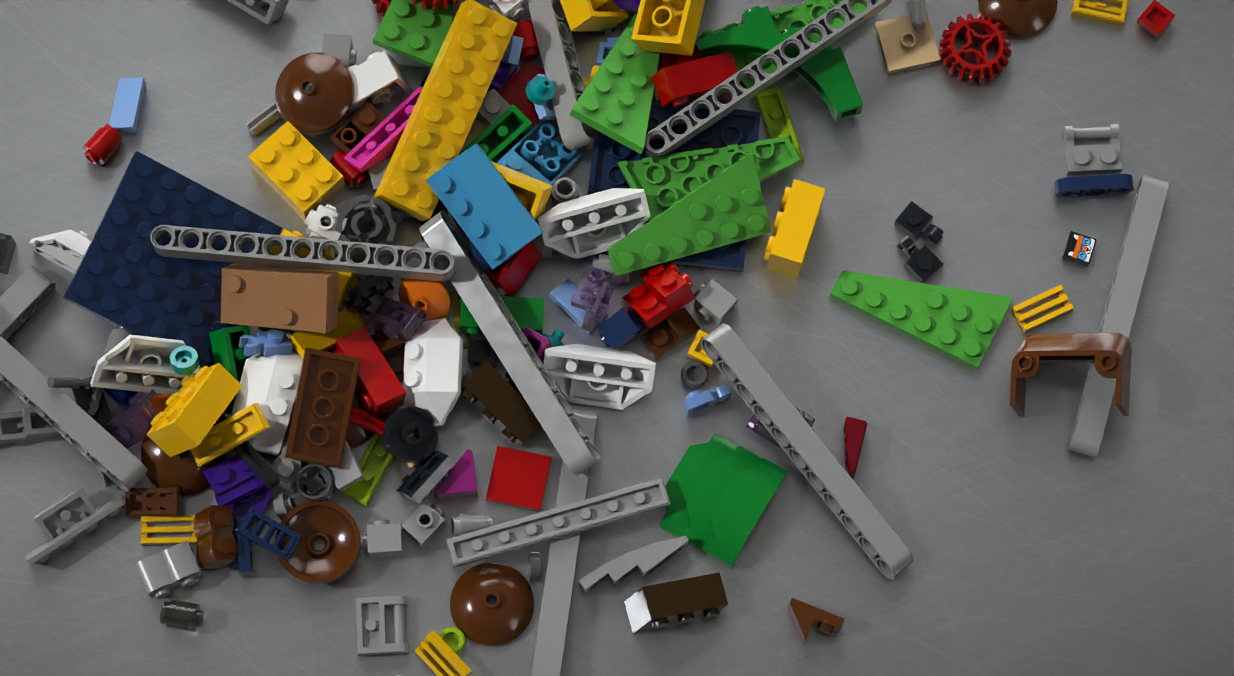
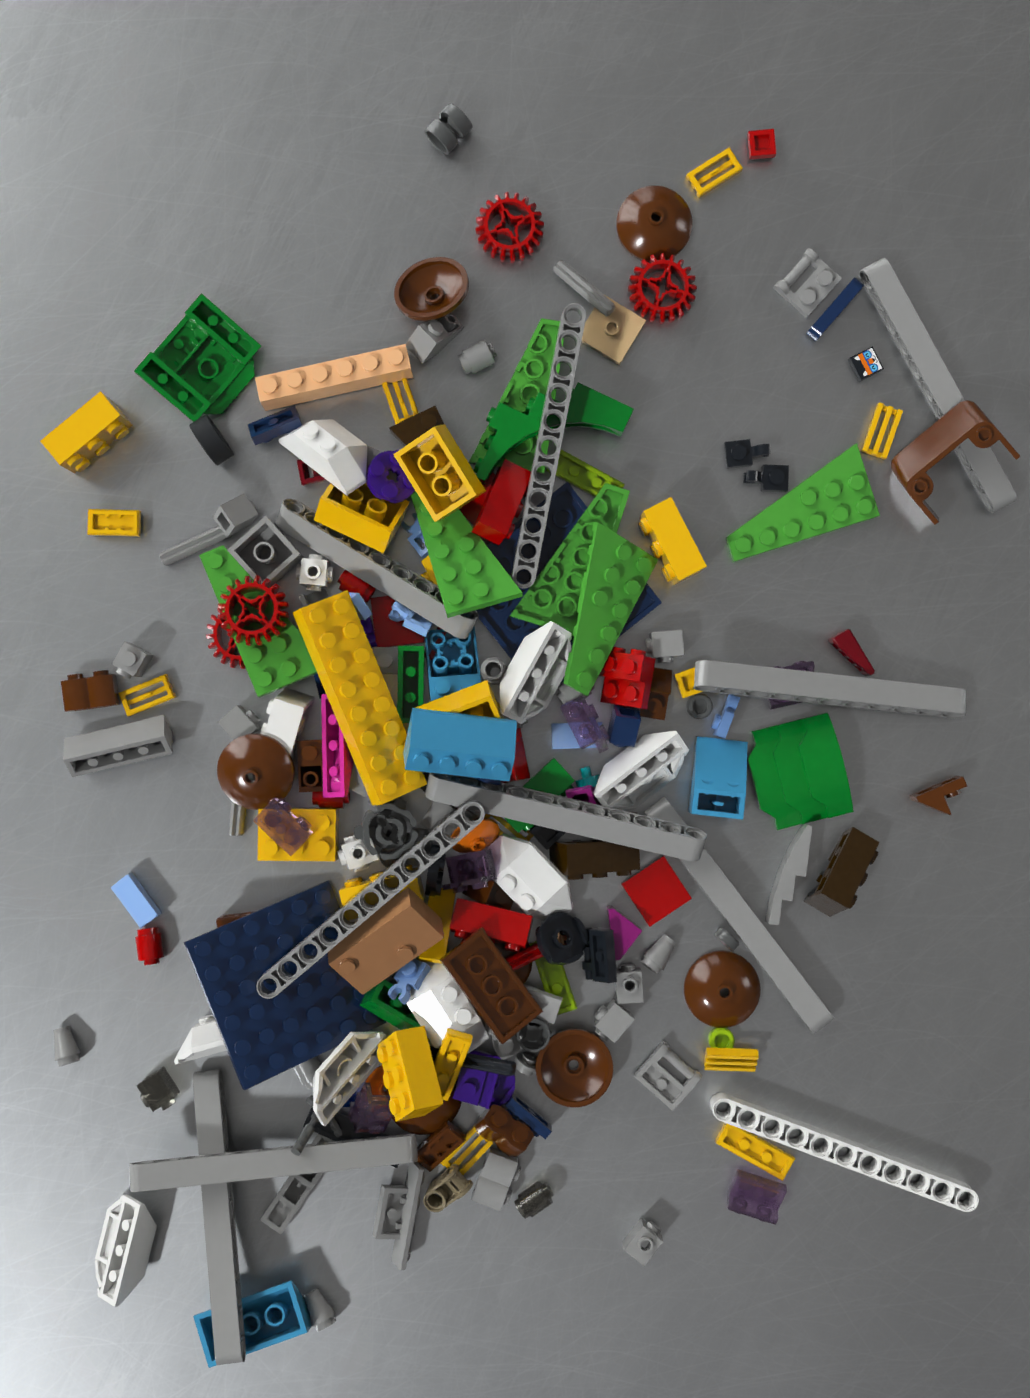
camera: 40 degrees left, 15 degrees up
(130, 536) = (449, 1185): none -> dark tan piece
(184, 360) = (367, 1046): teal tile -> none
(249, 519) = (543, 1107): dark blue slope -> none
(293, 145) = (283, 825): none -> bracket
(540, 90) = (407, 618): teal tile -> none
(558, 522) = (717, 899): light grey tile -> none
(652, 438) = (719, 778): none -> dark azure slope

